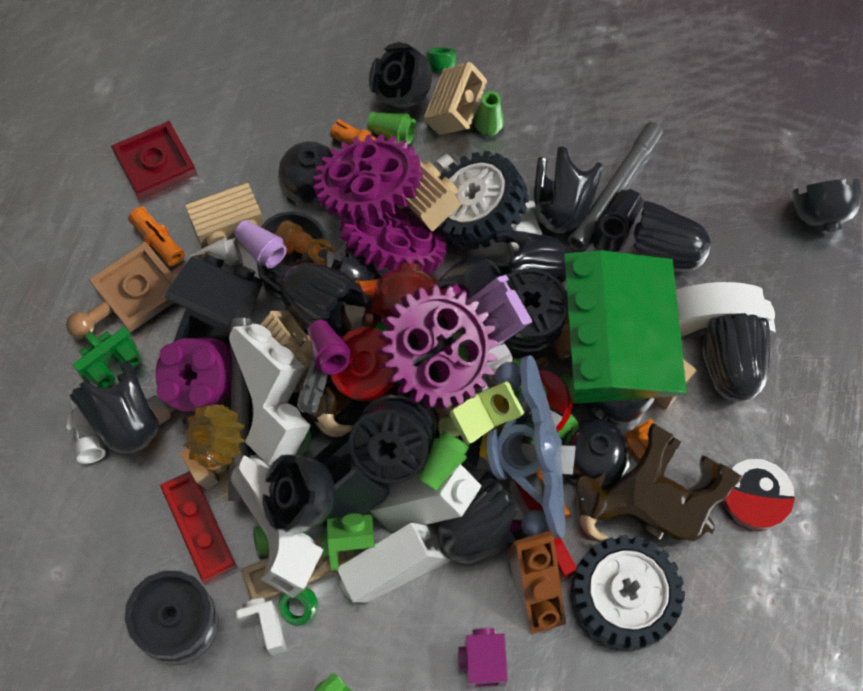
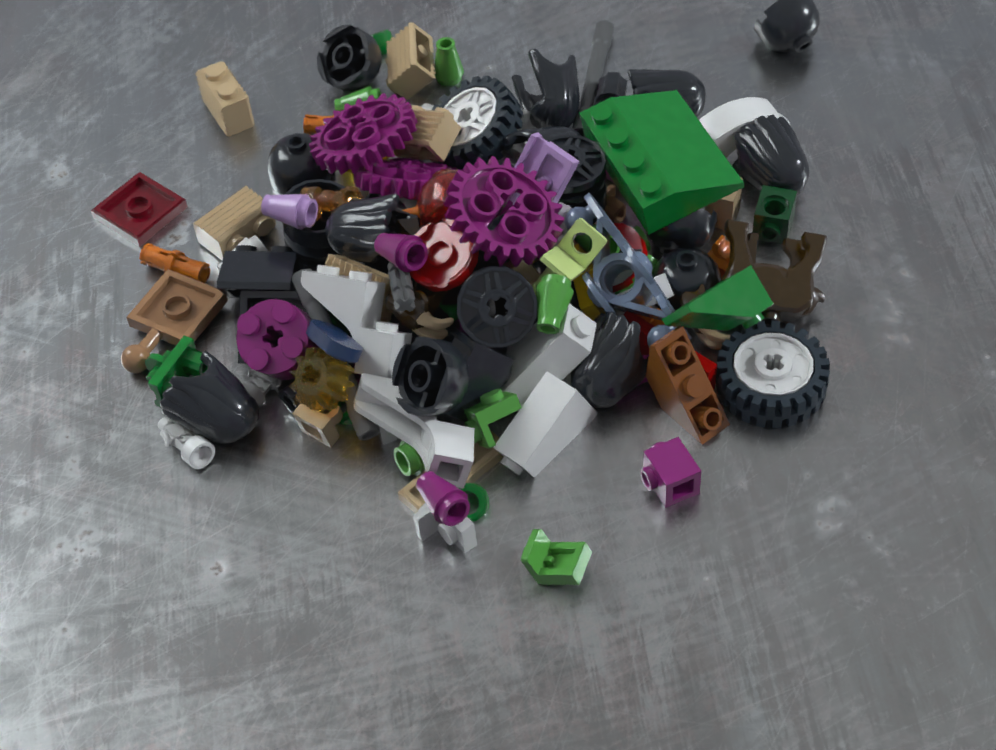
camera: 15 degrees left, 15 degrees down
(162, 597) = (354, 546): black wheel -> none
(198, 527) = (338, 477): red tile -> none
(234, 410) = (334, 341): none -> dark blue tile
(262, 613) = (443, 499): none -> magenta cone
(274, 72) = (225, 98): none -> tan brick
(613, 517) = (725, 305): none -> green slope
(718, 404) = (774, 214): none -> dark green brick
(762, 495) = (850, 262): tile -> none

